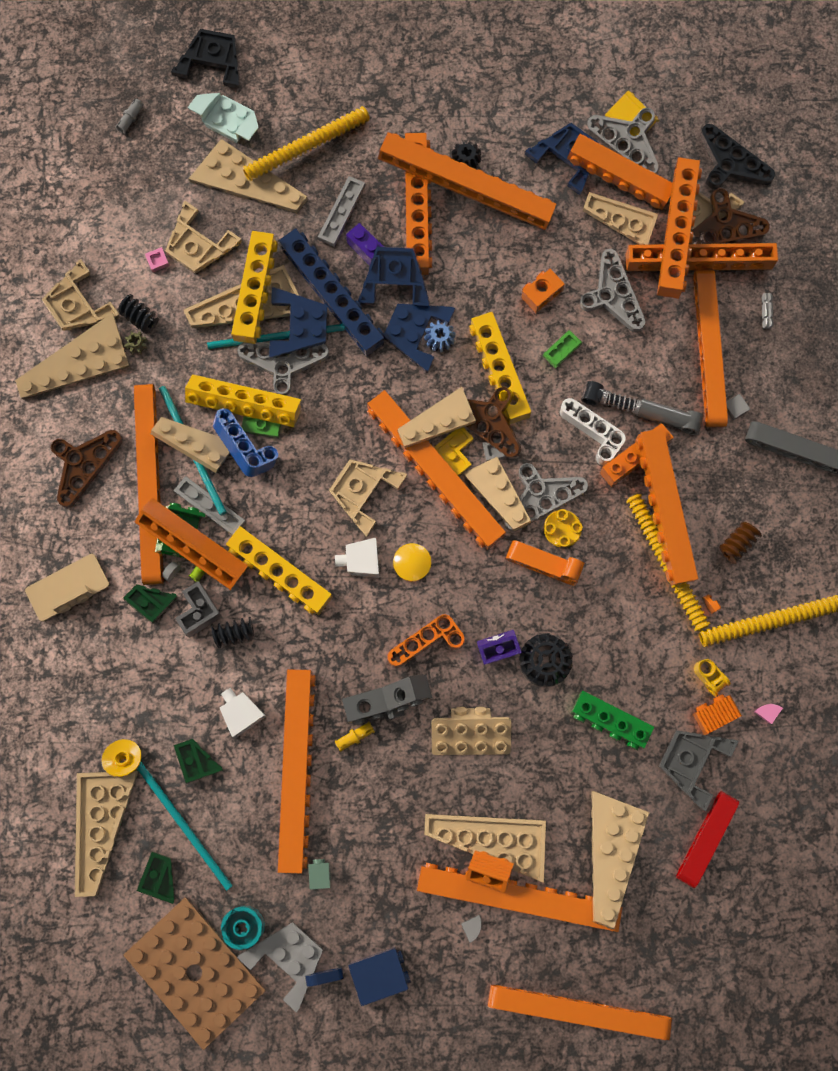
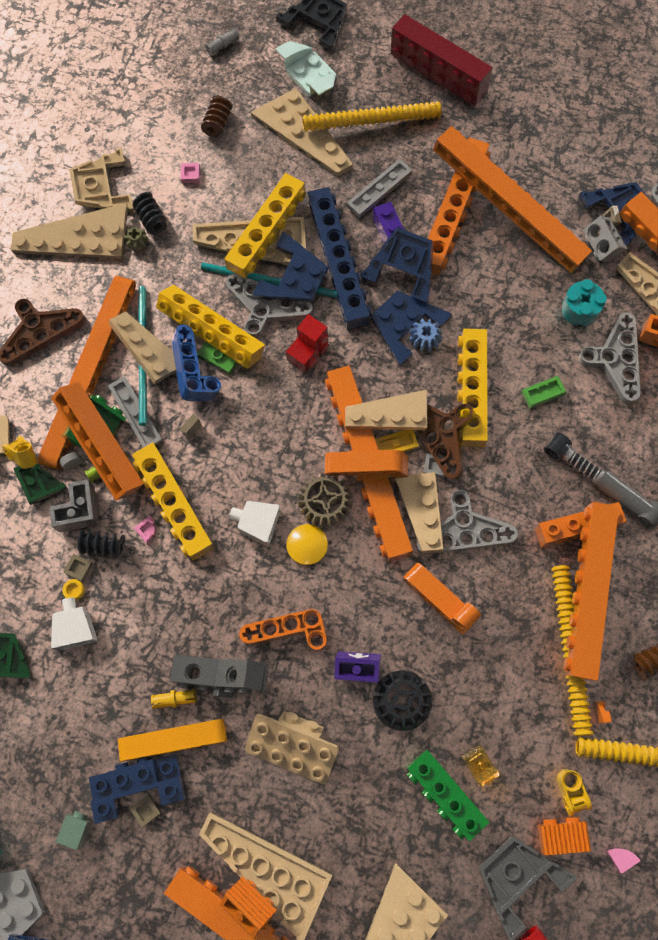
camera: 25 degrees right, 5 degrees down
(123, 581) = (21, 453): none -> yellow piece
(158, 194) = (216, 116): none -> reddish brown piece
(192, 247) = (226, 172): tan wing -> none
(220, 661) = (78, 567): none -> dark tan tile
(225, 681) = (73, 589): none -> yellow tile
(265, 499) = (191, 426): none -> dark tan tile
(266, 604) = (146, 529): none -> bright pink tile
(295, 772) = (97, 713): orange brick -> none
(340, 379) = (309, 344): none -> red brick
(347, 64) = (440, 60): none -> dark red brick
(351, 814) = (128, 780): none -> dark blue bracket
(356, 486) = (282, 449): tan wing -> none
(368, 770) = (172, 740): none -> light orange beam
(370, 835) = (145, 810): none -> dark tan tile
(418, 513) = (317, 501): none -> dark tan gear
(436, 472) = (374, 462): none -> orange beam
(471, 151) = (523, 176): black gear -> none
(550, 282) = (538, 336): orange brick -> none
(561, 166) = (614, 215): none -> dark tan tile
(562, 528) = (473, 570): yellow dish -> none
(566, 184) = (608, 236): none -> light grey brick
(572, 247) = (583, 303): none -> teal brick
(590, 429) = (541, 479): white beam -> none
(630, 686) = (480, 766): none -> clear yellow bracket

